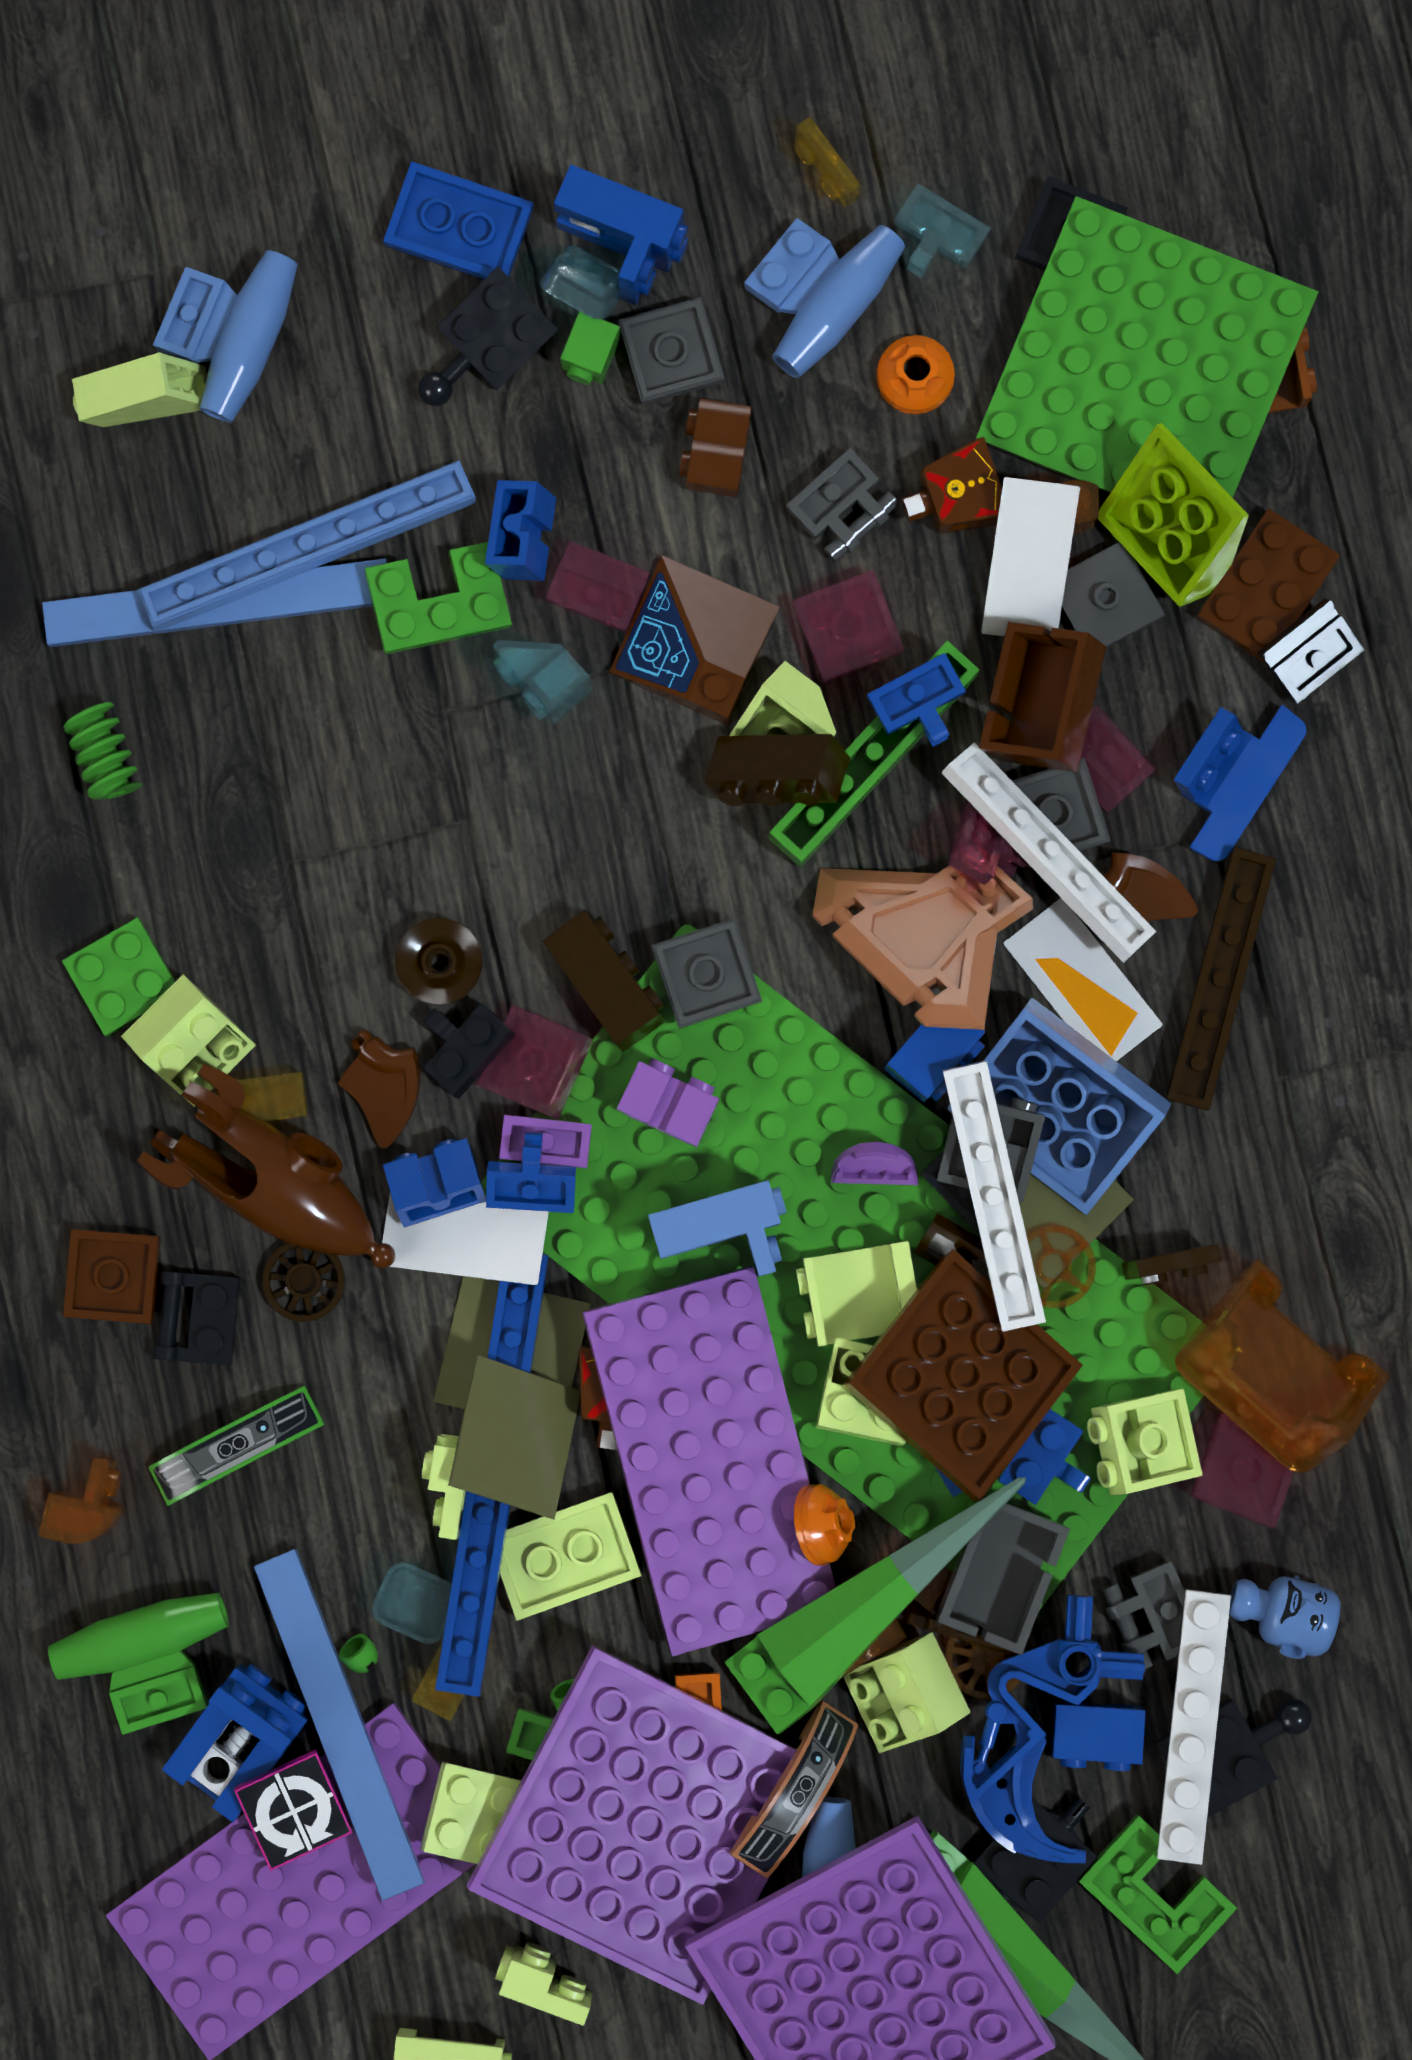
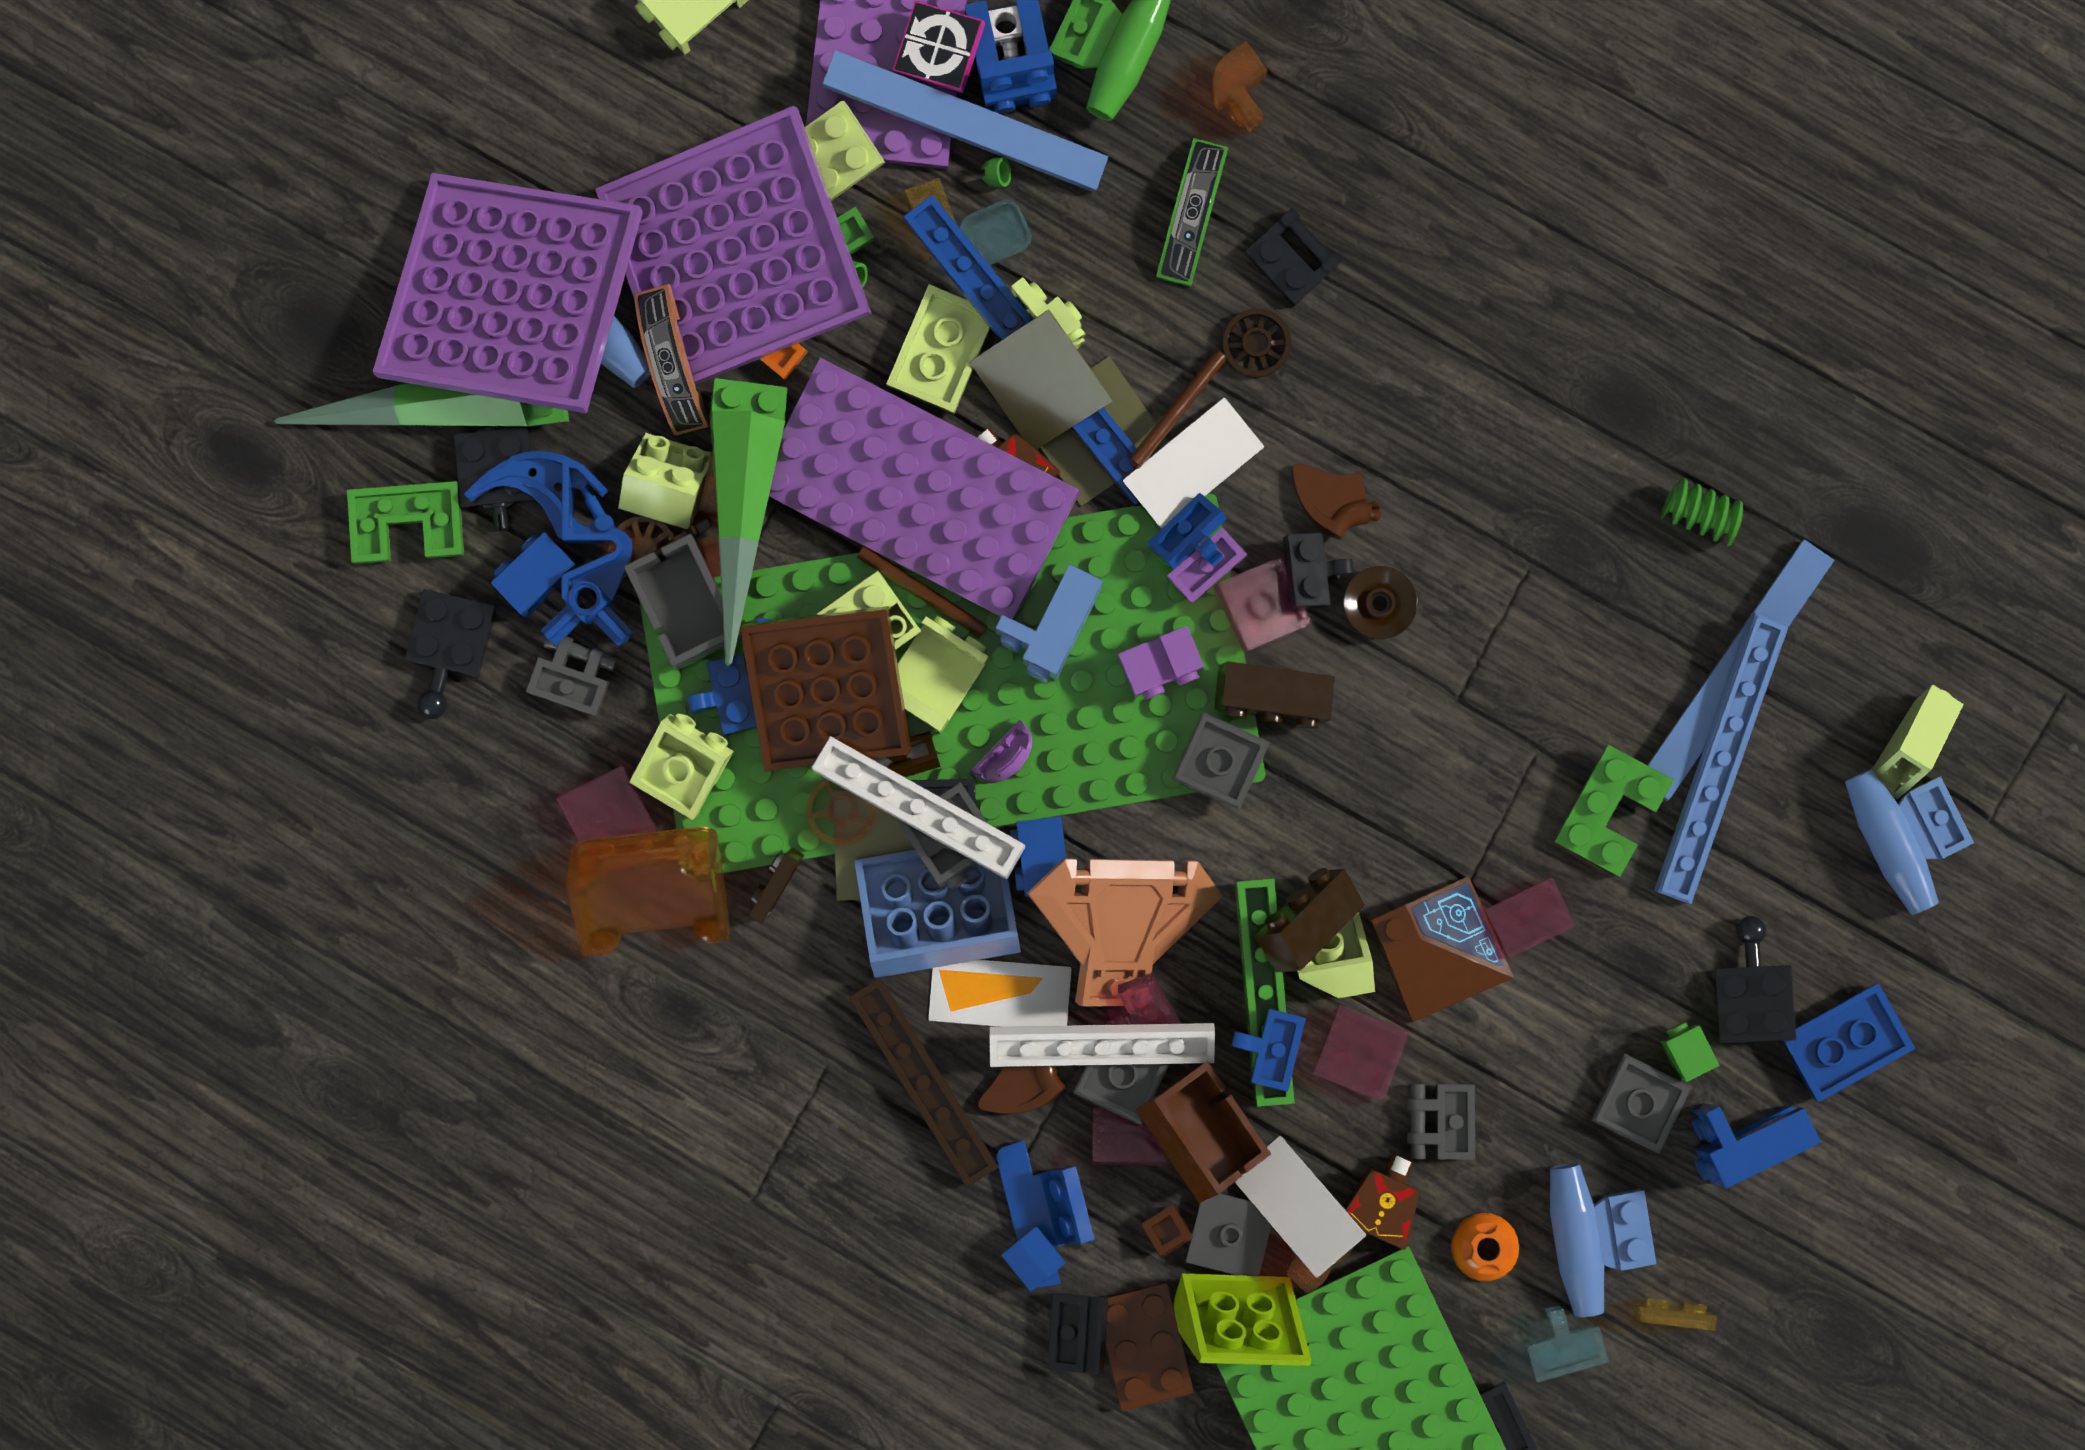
camera: 130 degrees right, 0 degrees up
(111, 1276) = (1366, 227): reddish brown plate -> none
(120, 976) = (1548, 399): bright green plate -> none
(185, 1033) = (1471, 403): yellowish green slope -> none
(275, 1097) = (1393, 416): clear yellow plate -> none
(295, 1181) = (1329, 375): reddish brown piece -> none
(428, 1295) = (1177, 409): none -> reddish brown bar
(434, 1183) = (1243, 475): blue brick -> none
(516, 527) = (1613, 898): blue brick -> none
(529, 1980) = (703, 96): yellowish green plate -> none
(547, 675) = (1499, 830): clear light blue slope -> none
(583, 282) = (1736, 1085): clear light blue piece -> none
(717, 447) = (1552, 1075): reddish brown brick -> none
(796, 1372) = (922, 591): none -> reddish brown bar
(822, 1523) = (815, 521): orange piece -> none
(1153, 654) = (1167, 1230): none -> reddish brown plate
(1193, 1726) = (483, 636): white plate -> none
(1283, 745) = (1033, 1258): none -> blue piece
(1291, 1614) = (494, 760): medium blue piece -> none

